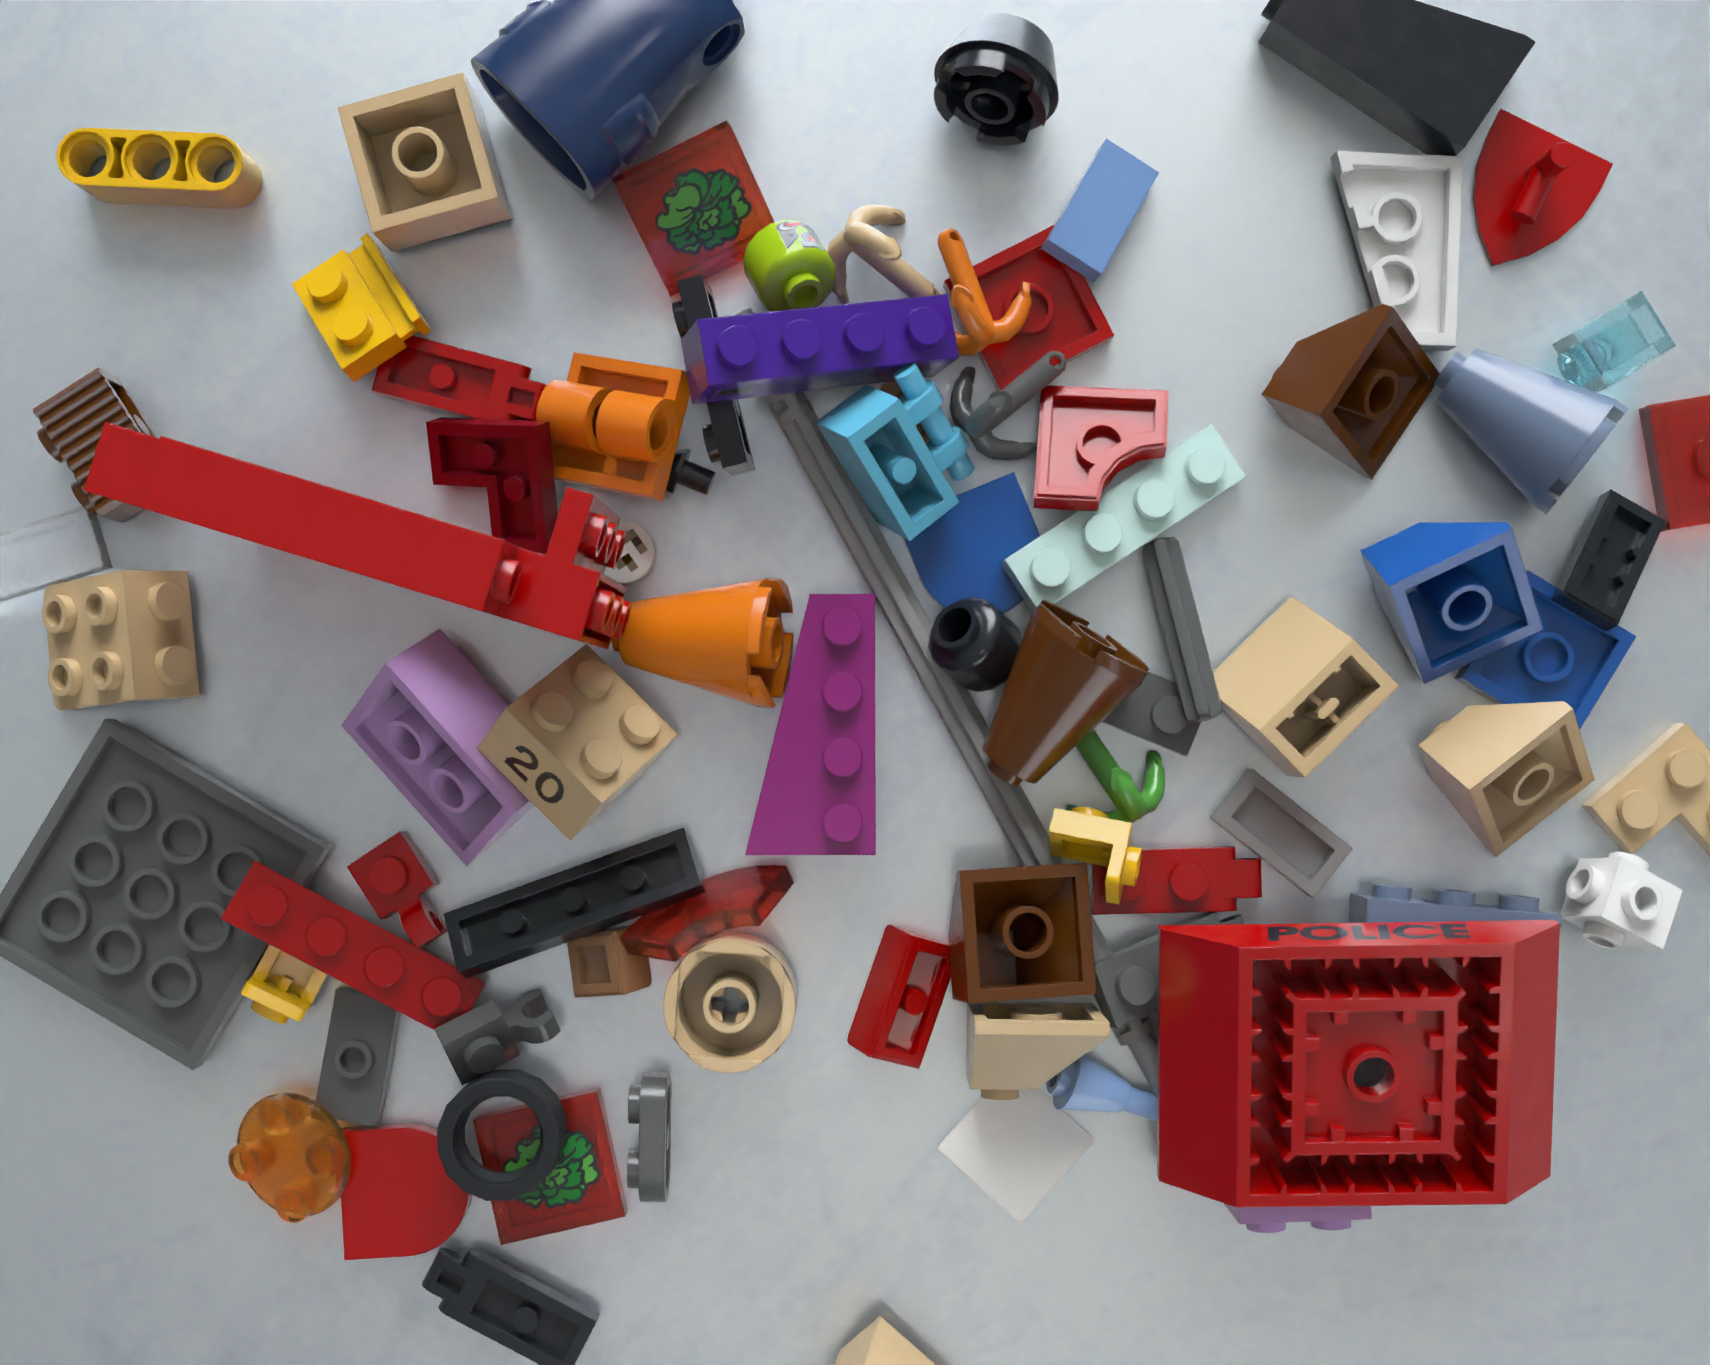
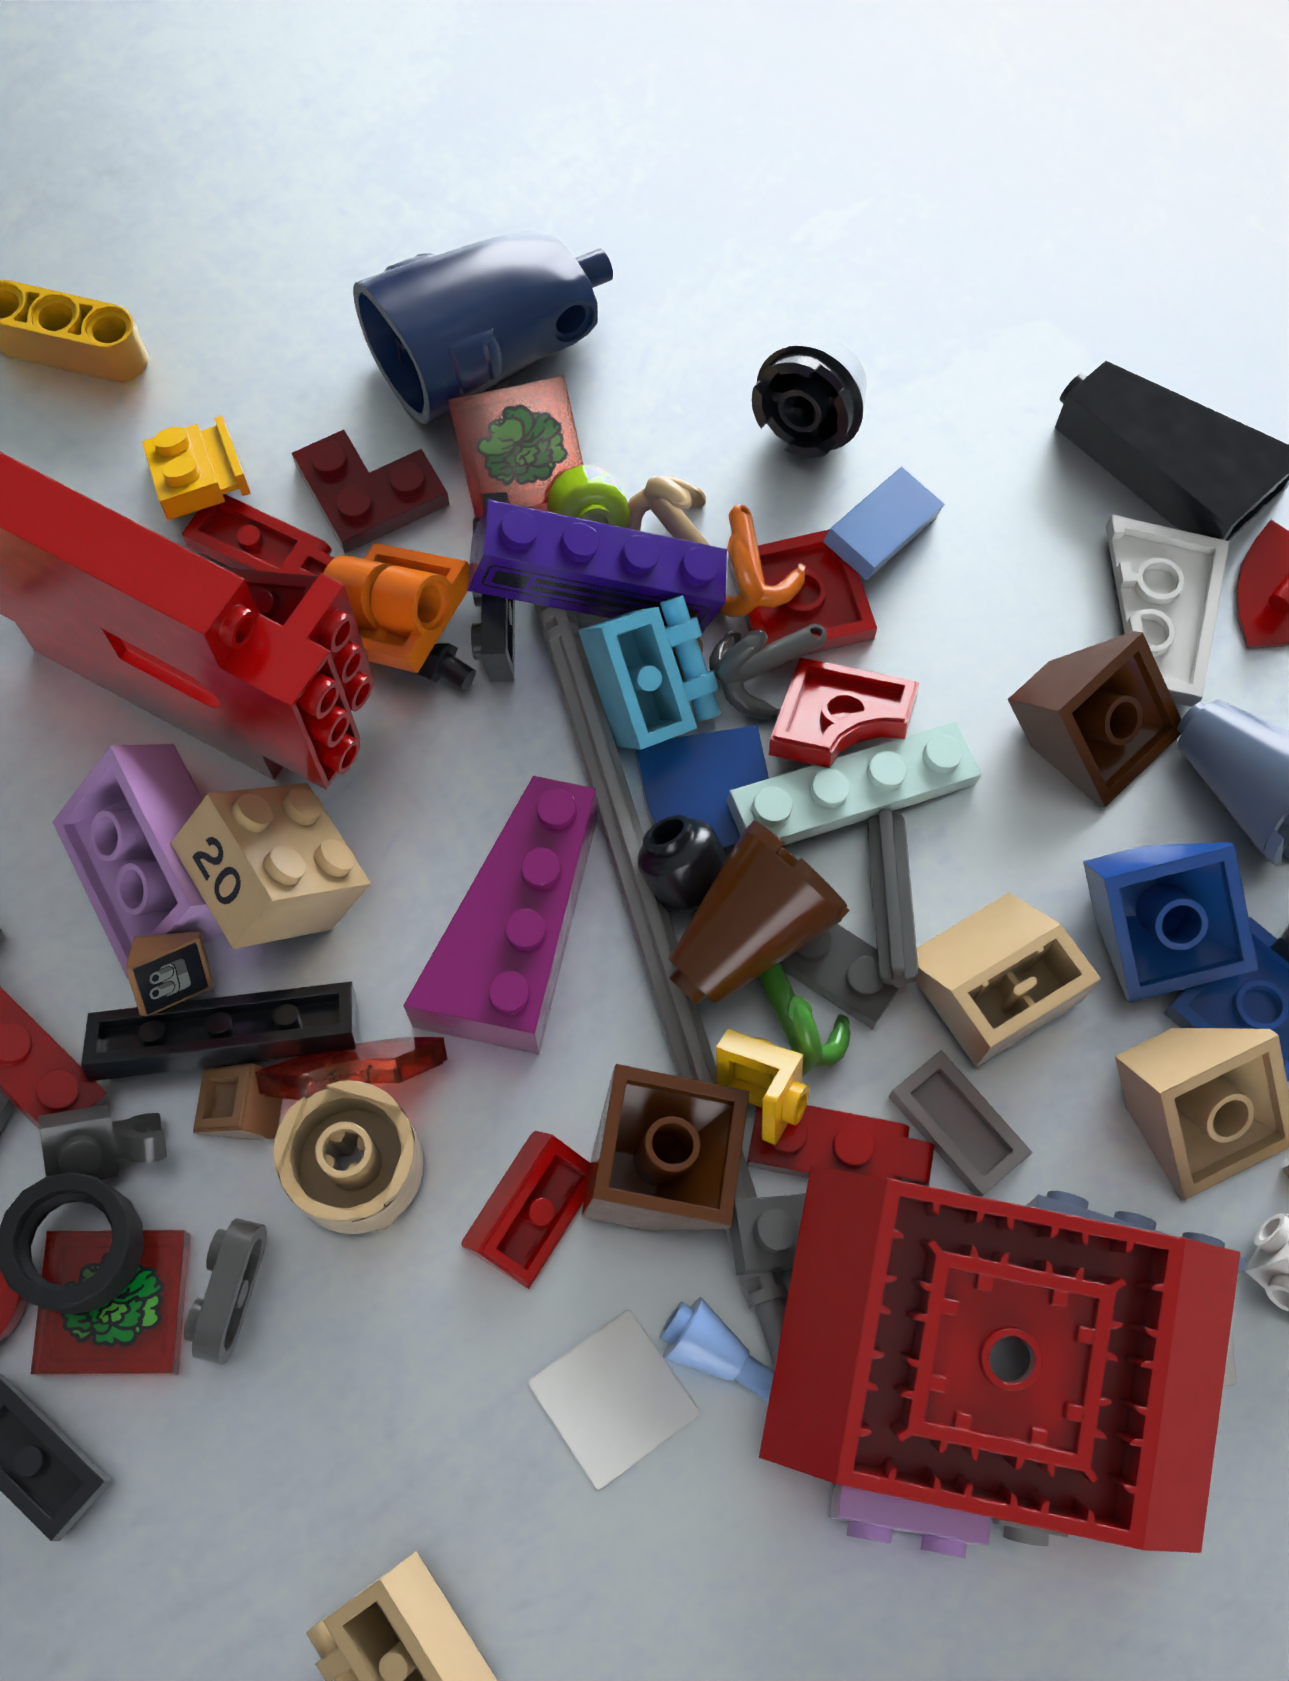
camera: 10 degrees right, 20 degrees down
(396, 881) = (50, 980): red plate -> none
(424, 162) = (289, 365): tan brick -> none
(507, 862) = (167, 970): none -> slope
(550, 302) = (365, 503): none -> dark red plate
(637, 555) = (377, 724): white tile -> none
(715, 639) = (431, 804): orange cone -> none
(1027, 1043) = (644, 1270): tan slope -> none

